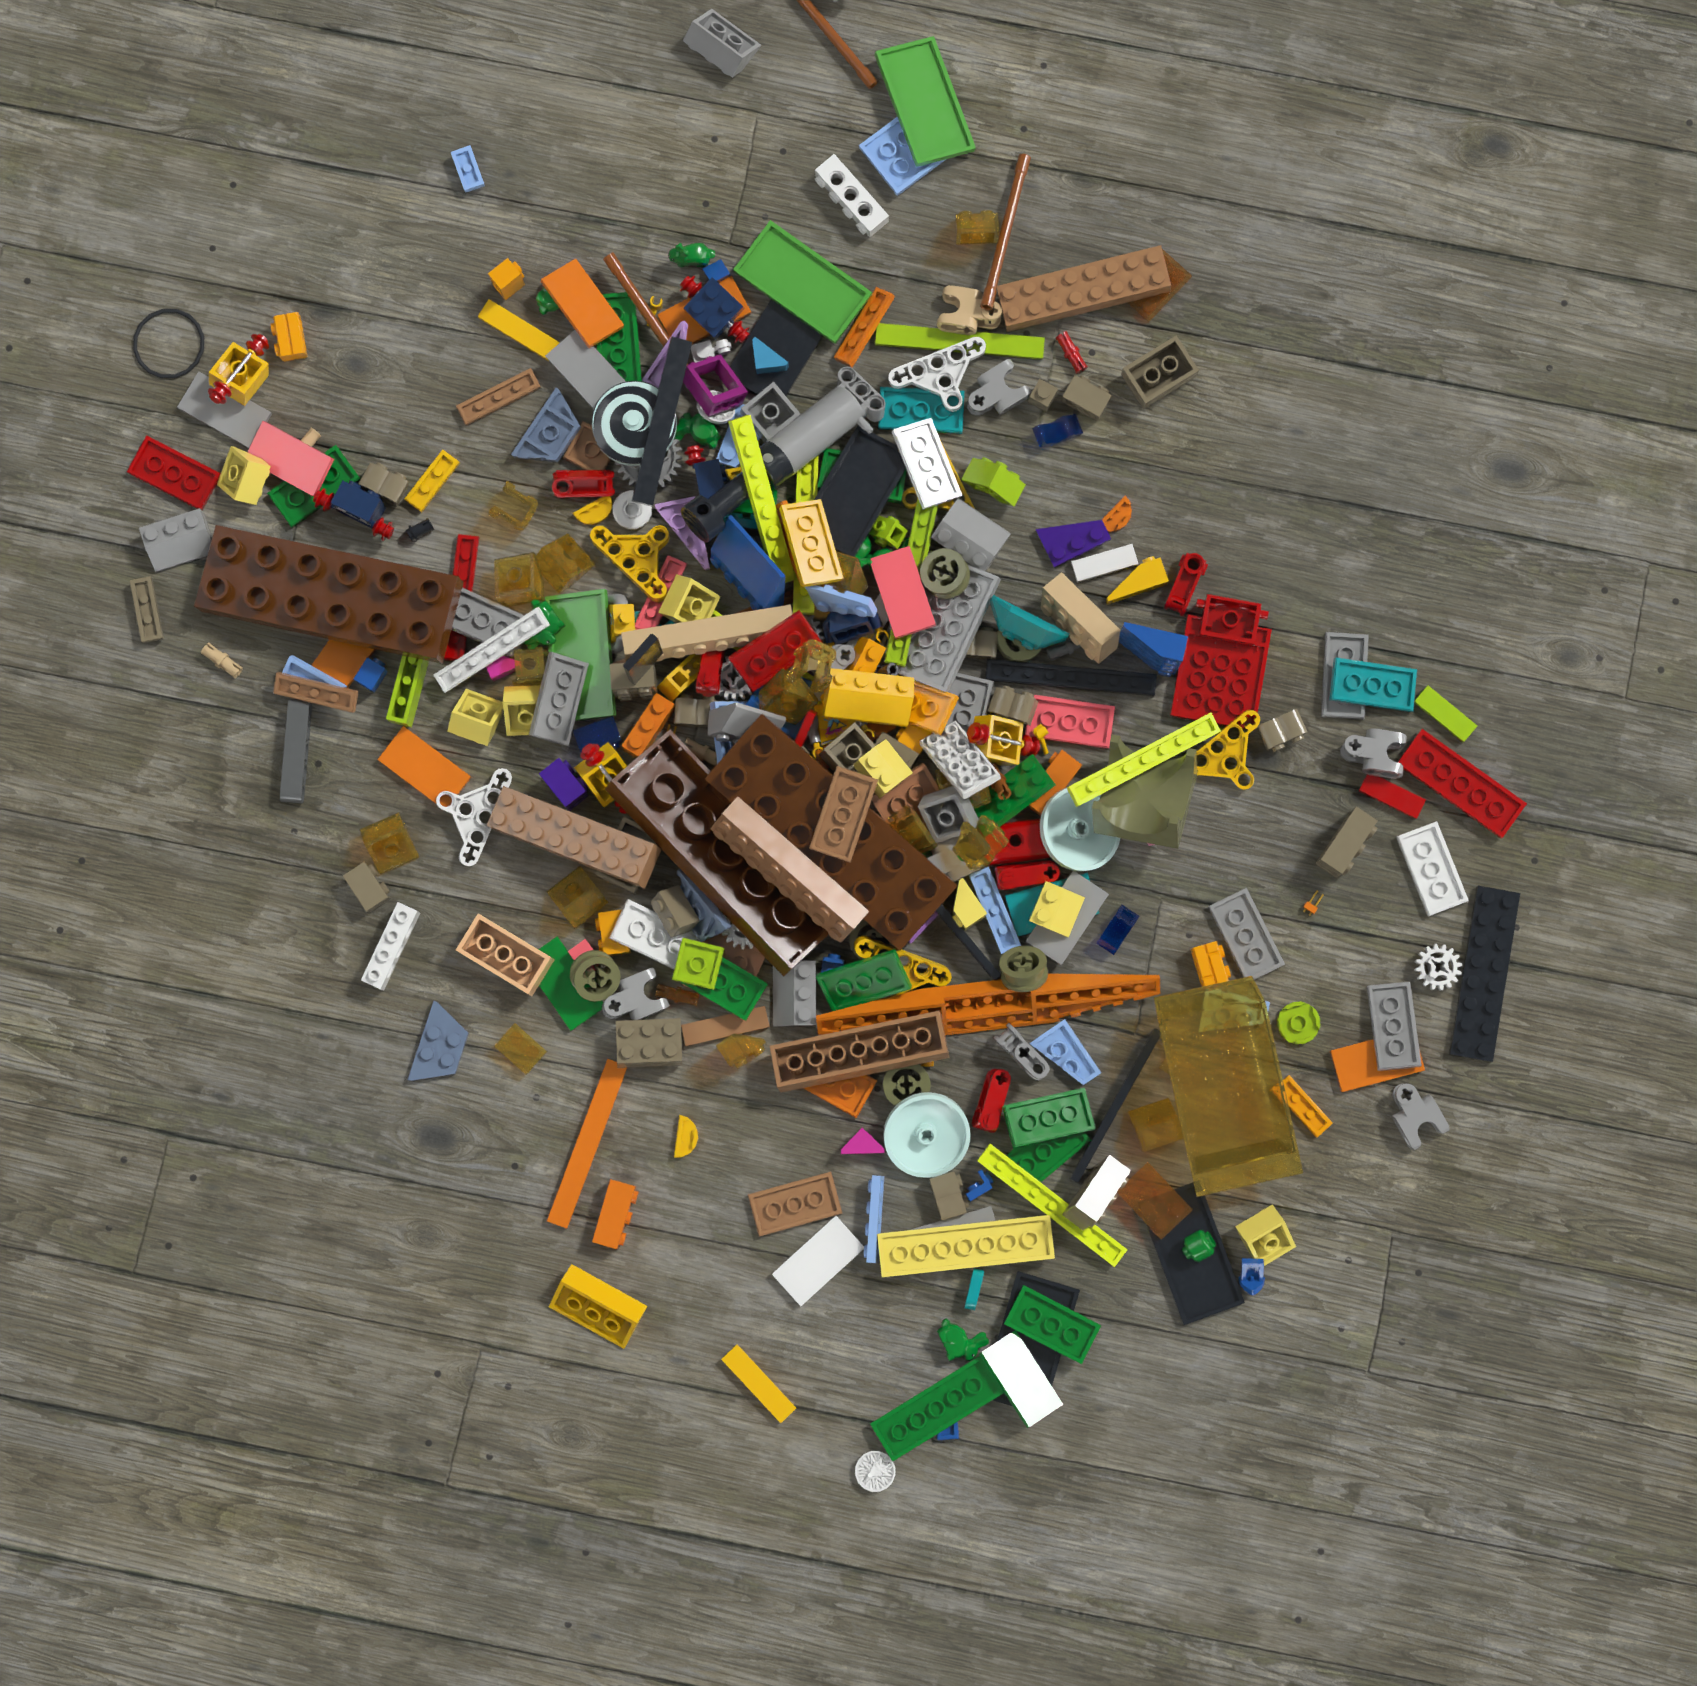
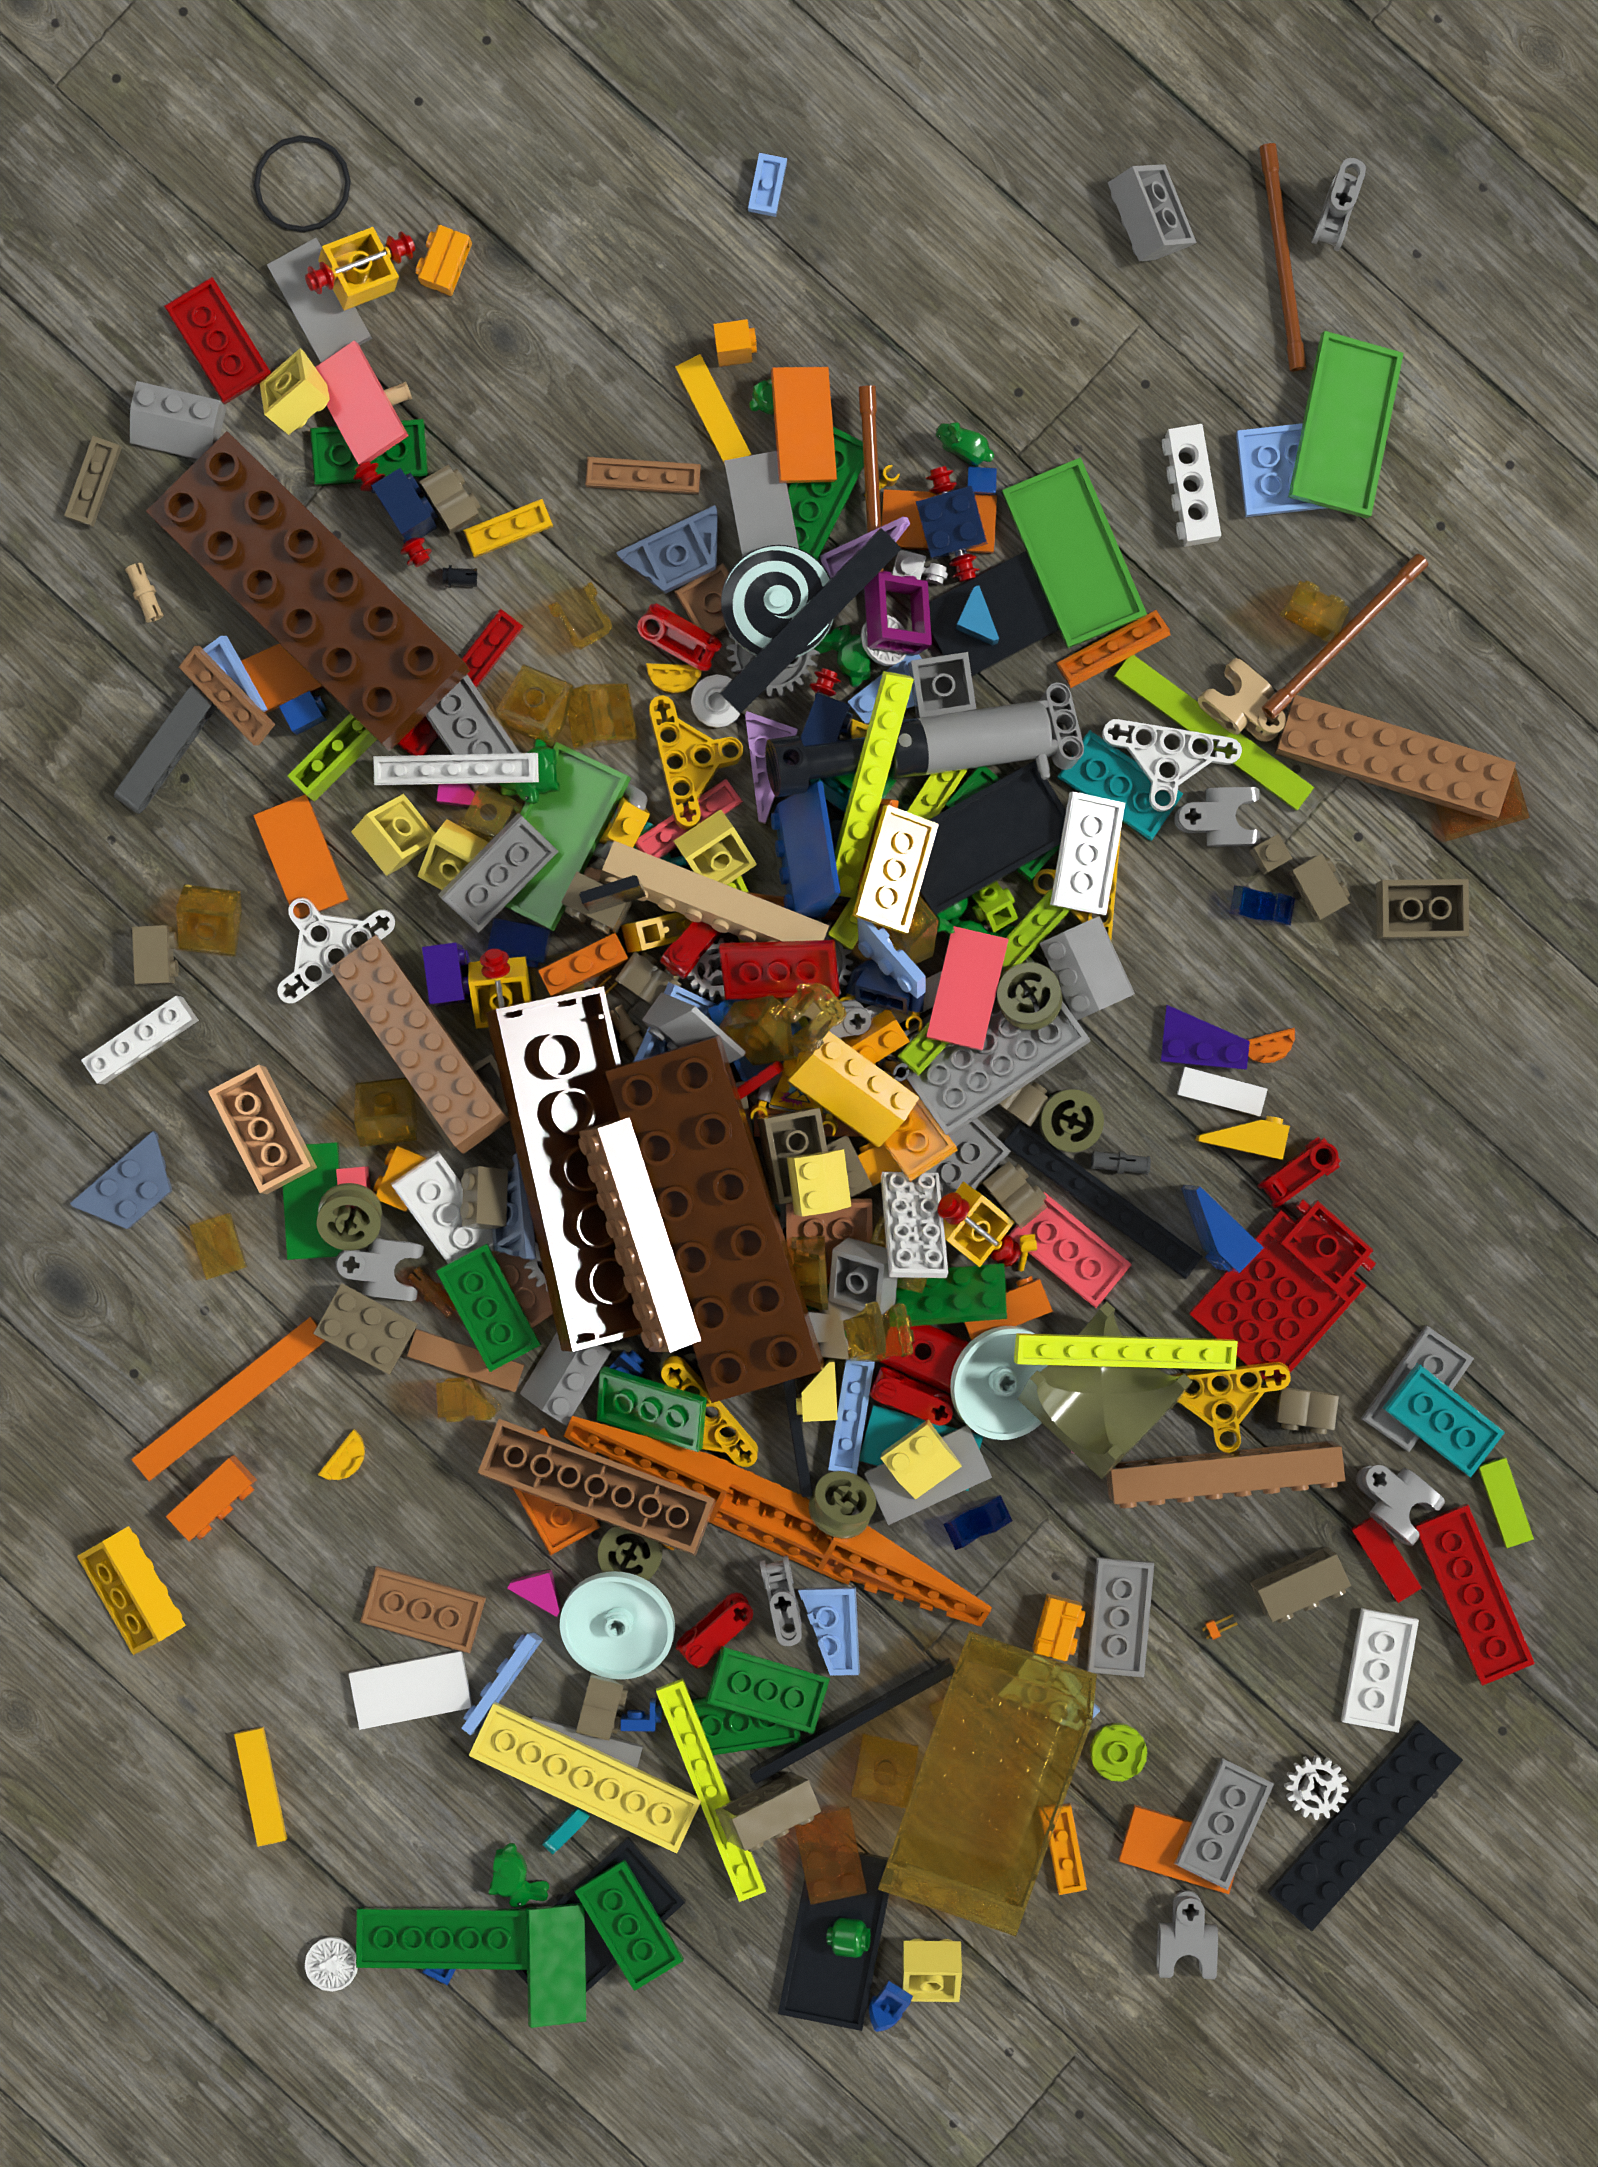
camera: 30 degrees right, 5 degrees up
(698, 963) = (474, 1275): lime tile -> none
(843, 814) = (739, 1212): medium nougat tile -> none
(994, 480) = (1153, 919): lime brick -> none
(1000, 786) = (943, 1285): dark orange pin -> none
(1024, 626) = (1083, 1112): teal wedge -> none
(1071, 352) = (1334, 823): red pin -> none
(1080, 618) = (1153, 1142): tan brick -> none
(1258, 797) = (1225, 1472): none -> medium nougat brick

